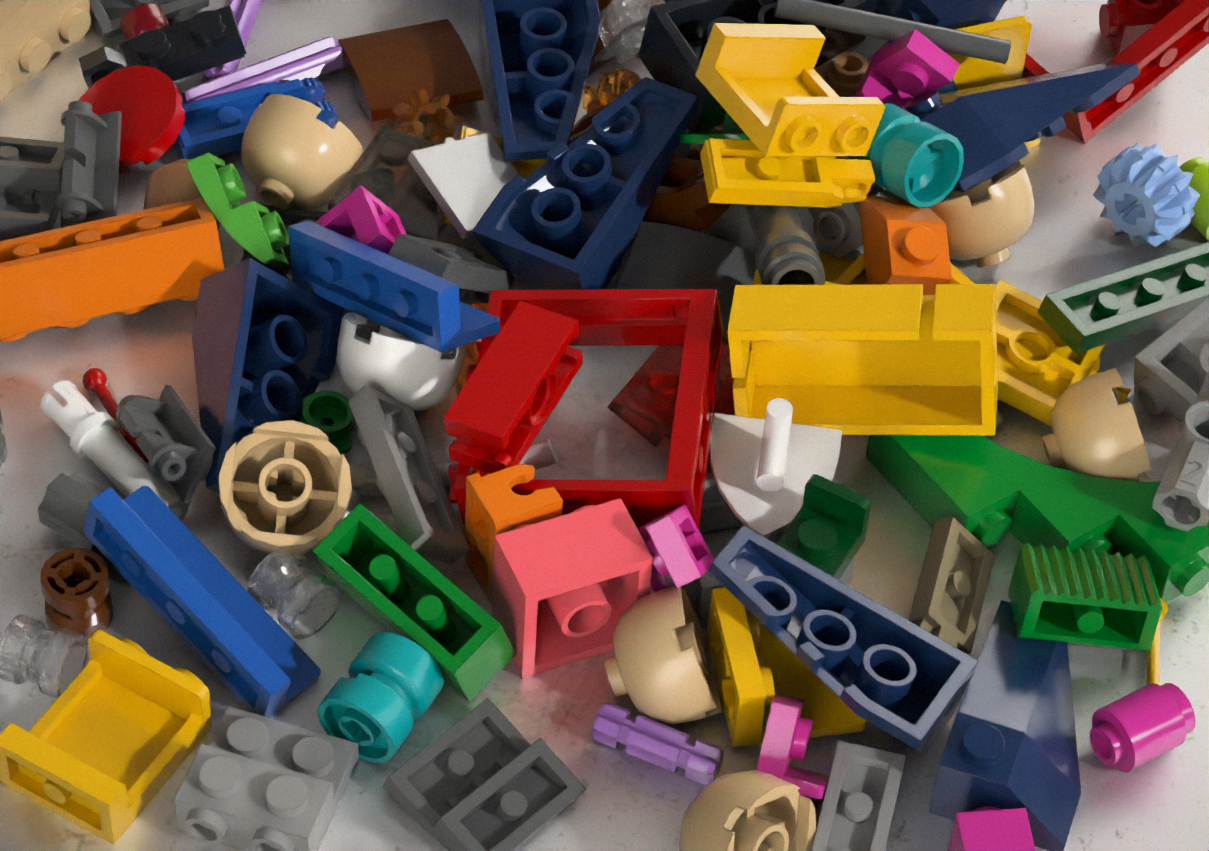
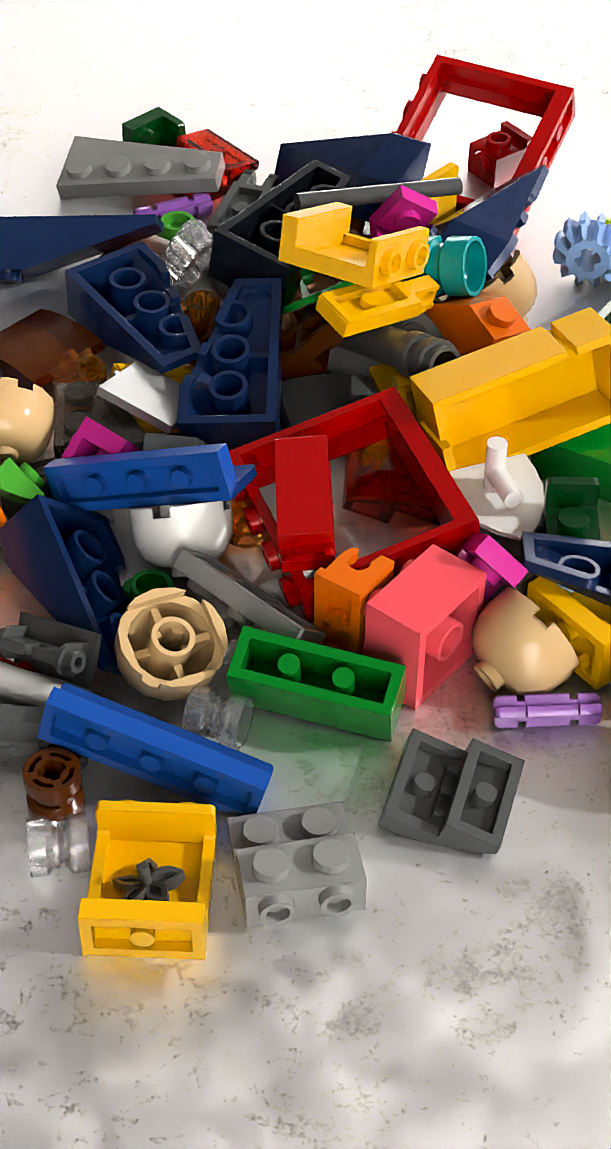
camera: 25 degrees left, 5 degrees down
(101, 739) = (151, 882): none -> dark grey plant
(386, 692) = (340, 758): teal wheel -> none

